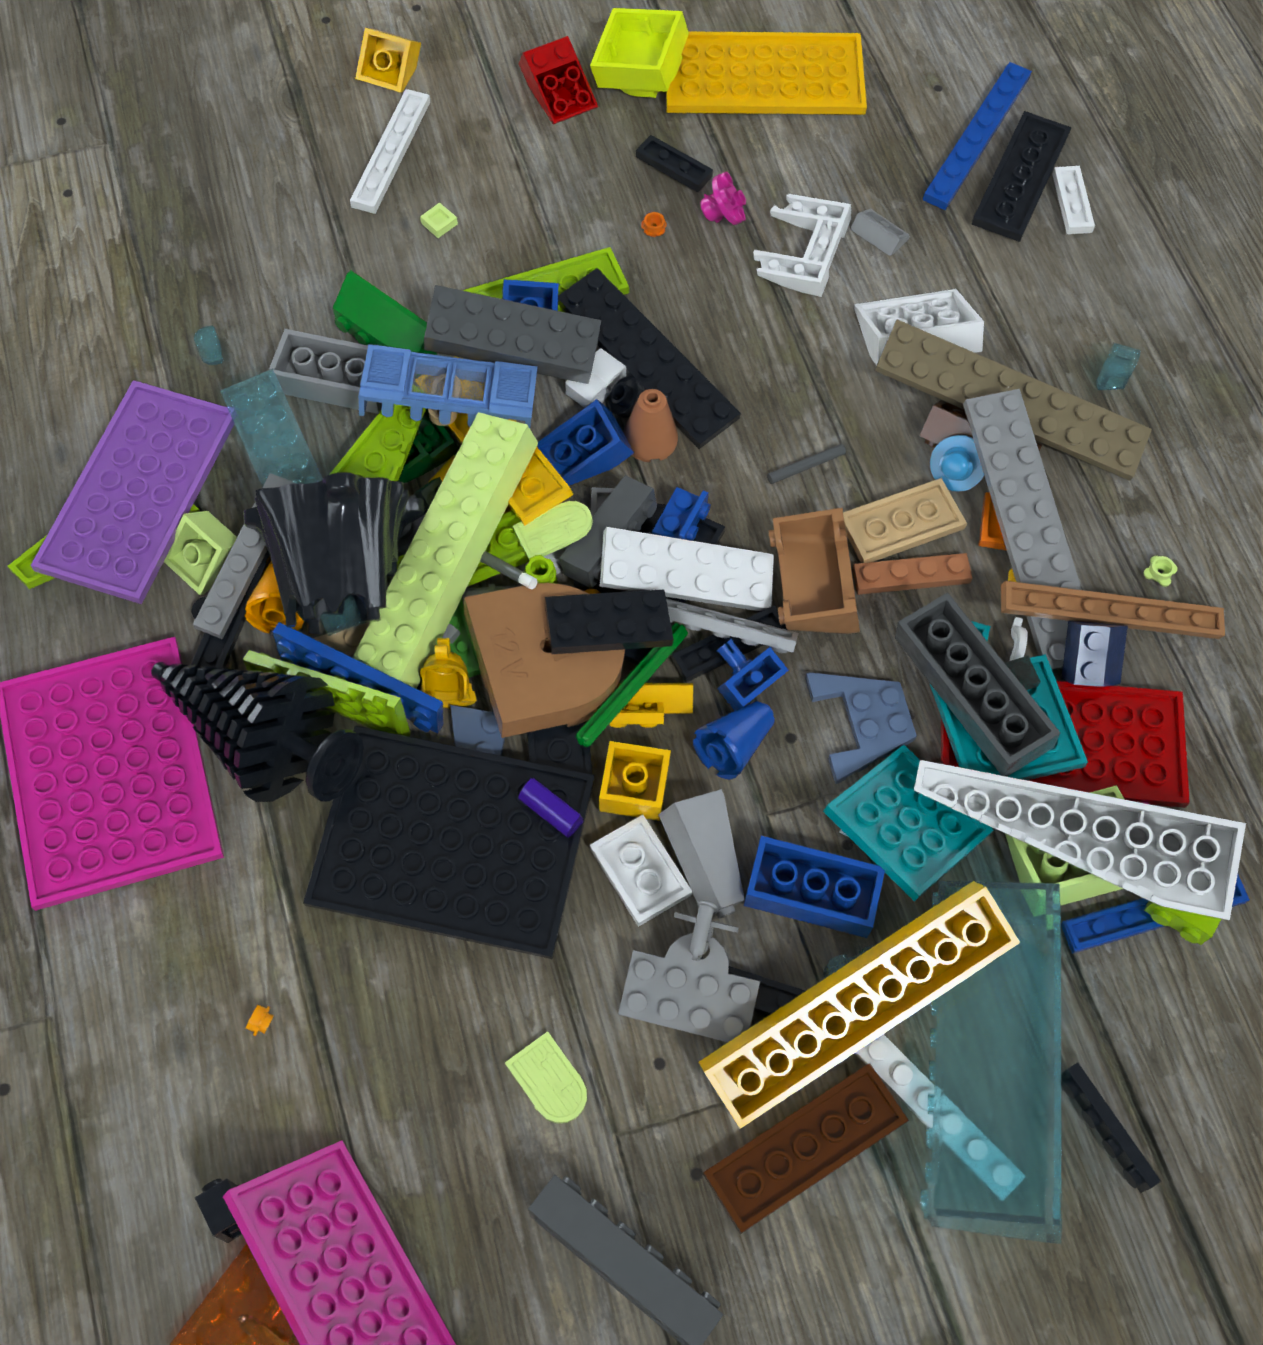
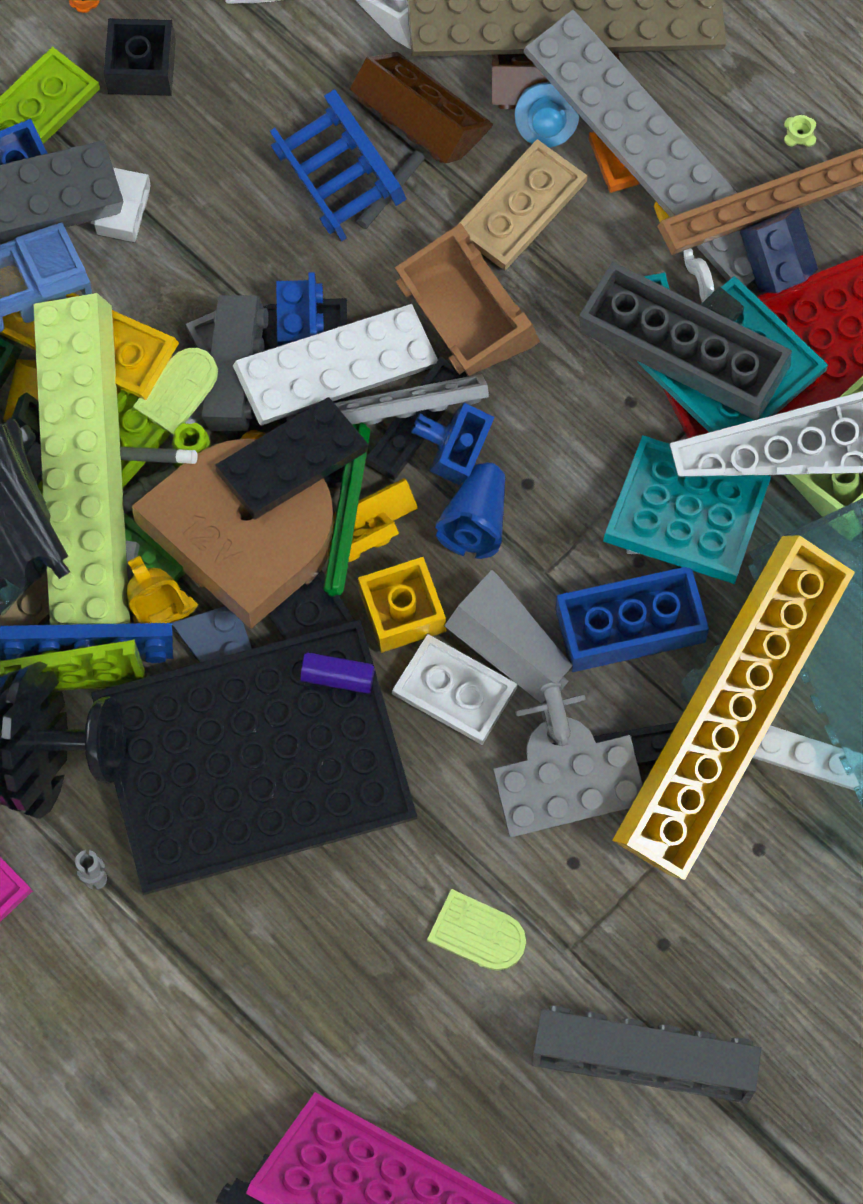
camera: 25 degrees left, 5 degrees up
(259, 1020) = (166, 1025): light orange plate -> none
(272, 863) = (91, 869): none -> light grey pin
(586, 444) = (154, 279): blue slope -> none
(625, 395) = (166, 207): black plate -> none
(651, 358) = (166, 152): black plate -> none
(651, 427) = (211, 231): nougat cone -> none
(669, 281) = (139, 57): none -> black brick
(797, 434) = (352, 138): none -> blue fence
(804, 1148) = (751, 866): reddish brown plate -> none
(862, 412) = (419, 106): none -> reddish brown slope
(876, 717) = (599, 419): sand blue wing -> none
(912, 573) = (558, 255): nougat plate -> none

